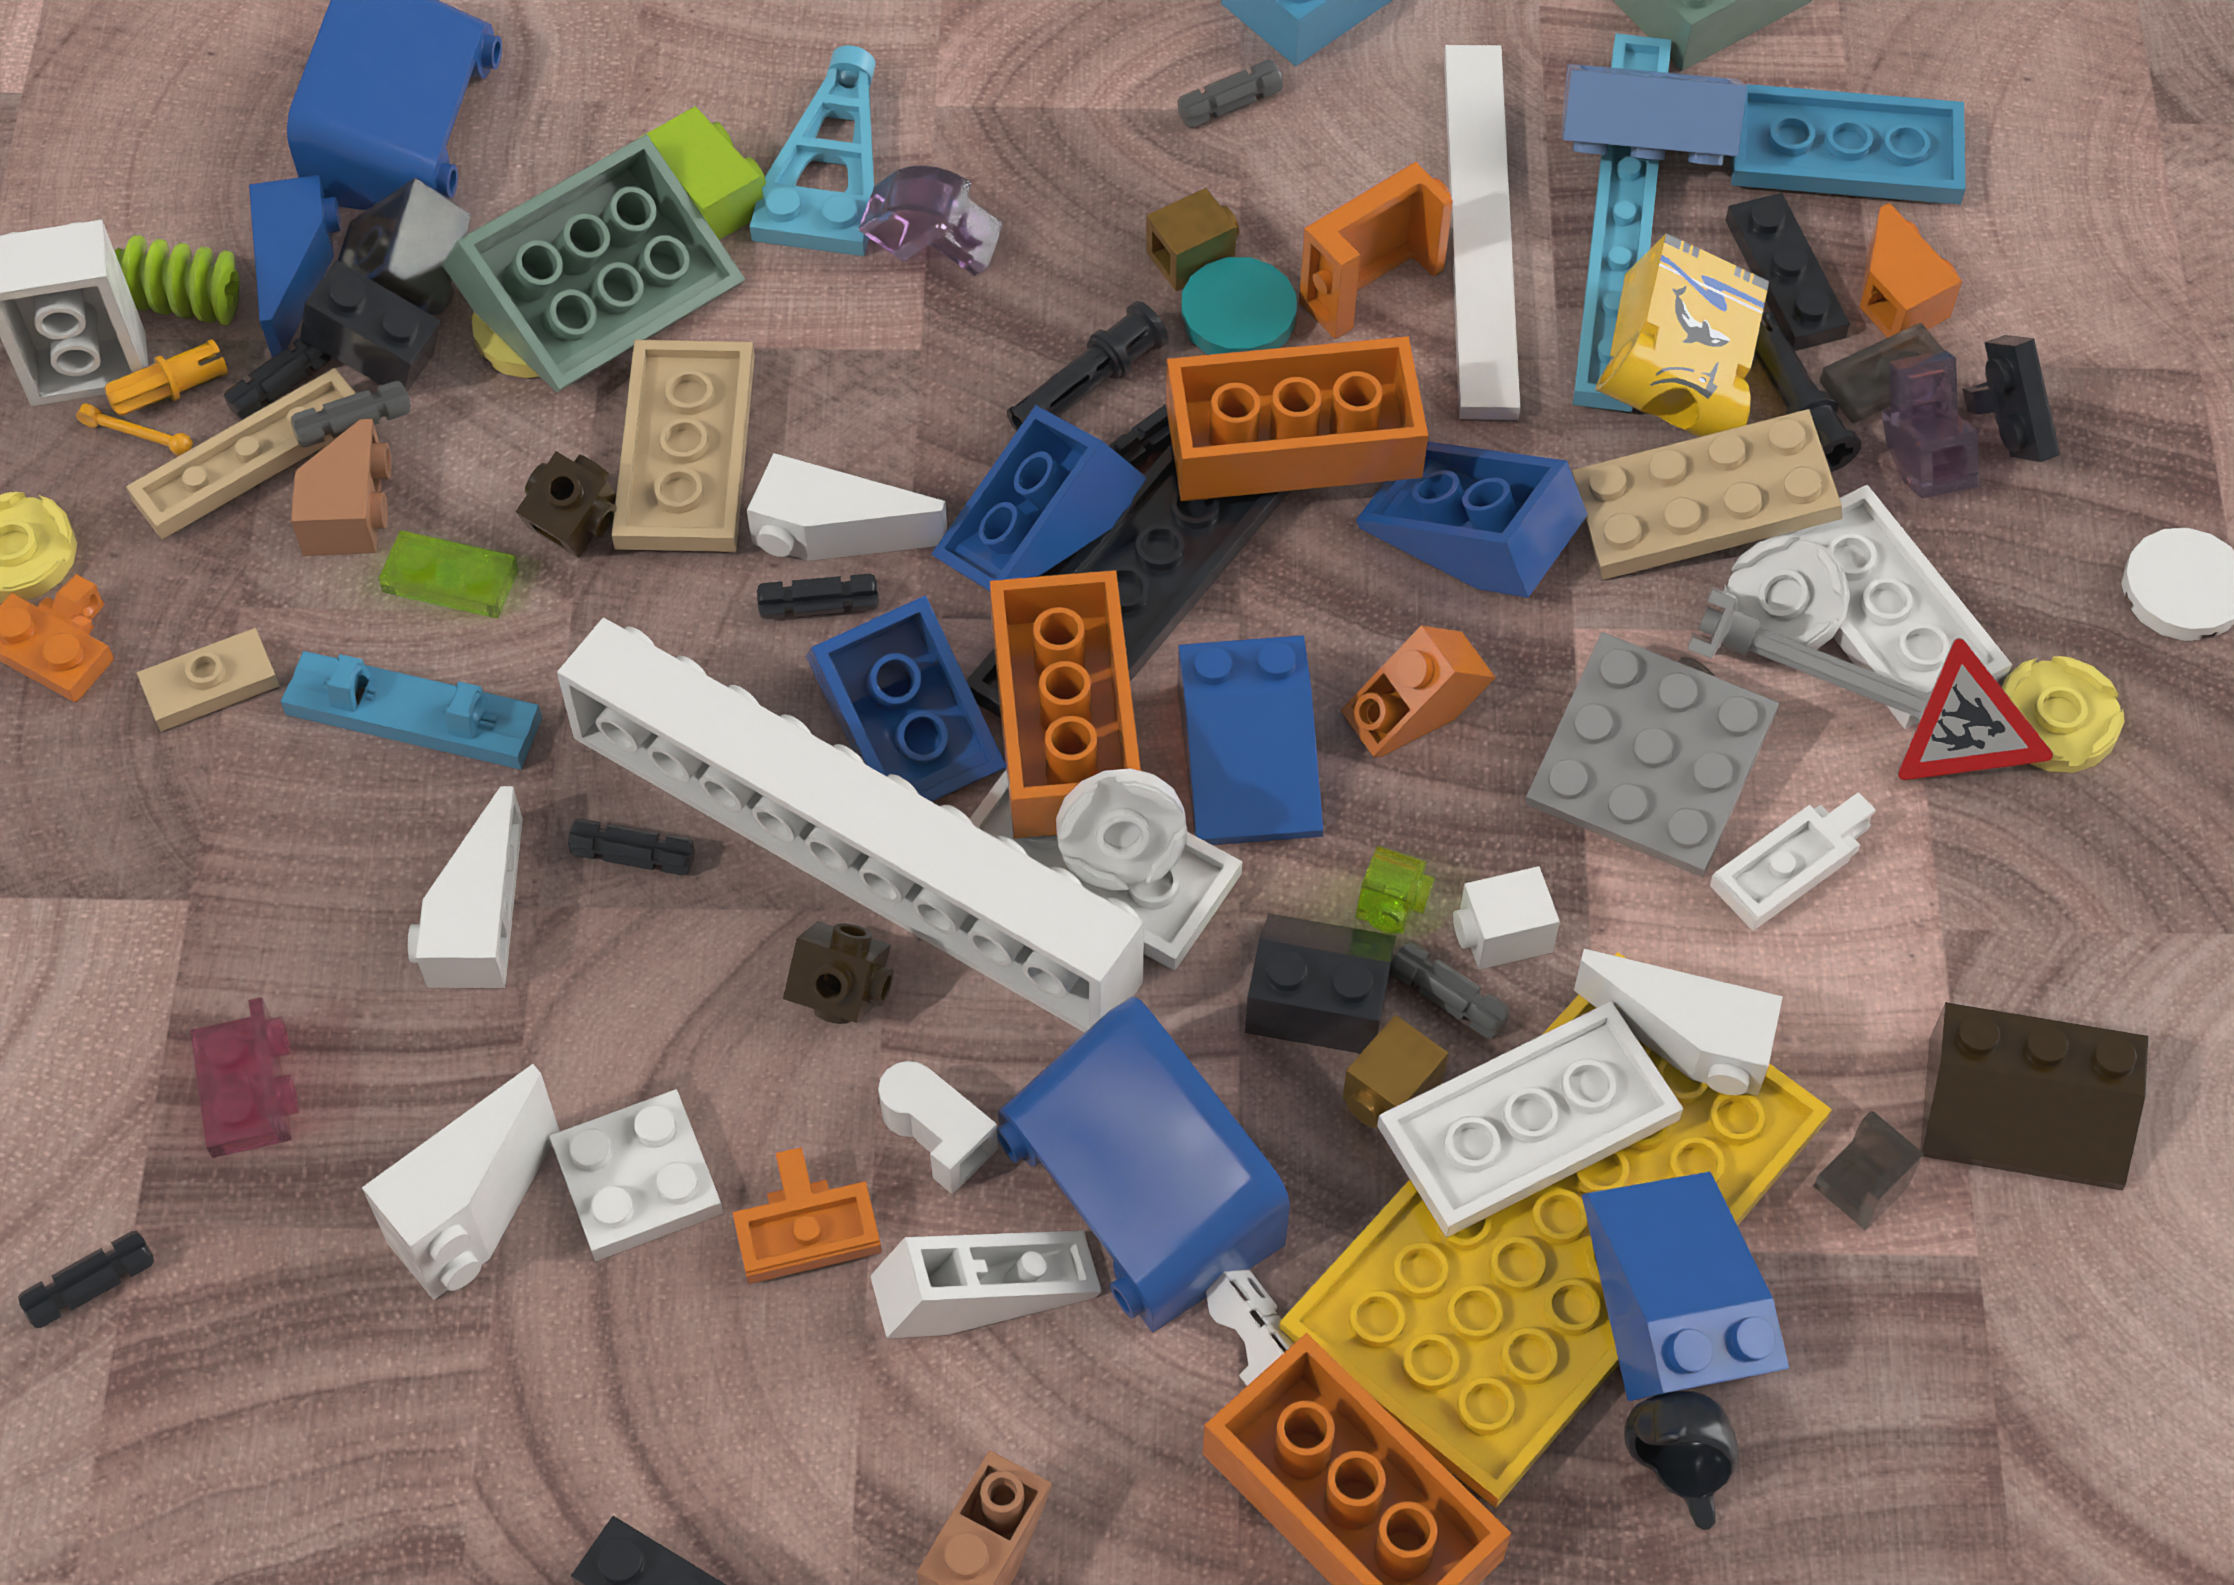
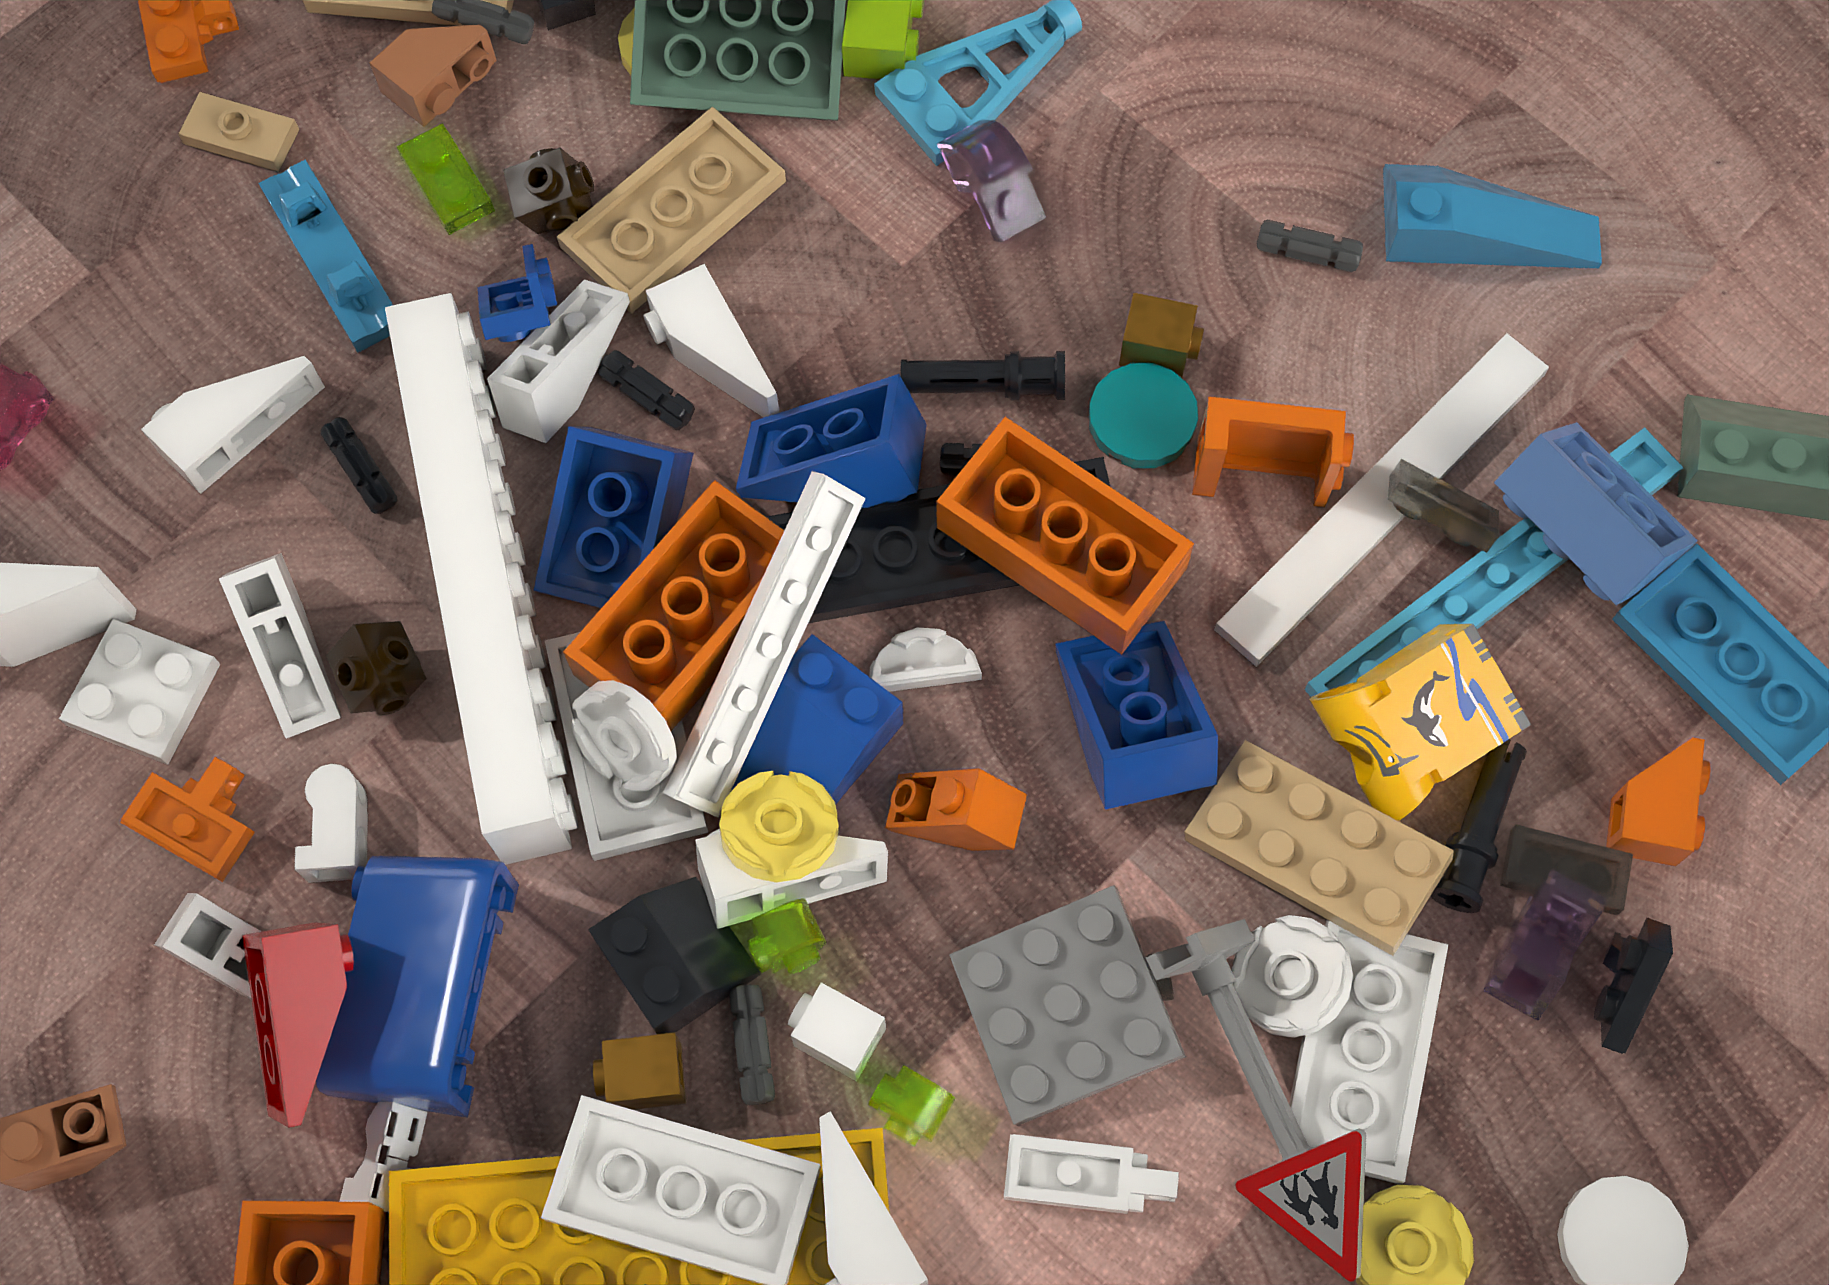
camera: 45 degrees right, 10 degrees up
(649, 591) = (519, 304): none -> blue bracket
(725, 618) = (556, 363): none -> white slope
(725, 1024) = (281, 644): none -> white slope
(1089, 1259) = (295, 999): none -> slope
(1161, 672) = (764, 644): none -> white tile
(1272, 607) = (924, 660): none -> white tile
(1309, 800) = (778, 826): none -> light yellow tile
(1328, 845) = (739, 897): none -> white slope
(1558, 191) = (1456, 512): none -> clear smoke plate
(1618, 919) = (911, 1105): none -> clear neon green plate
(1796, 286) = (1580, 724): black plate -> none

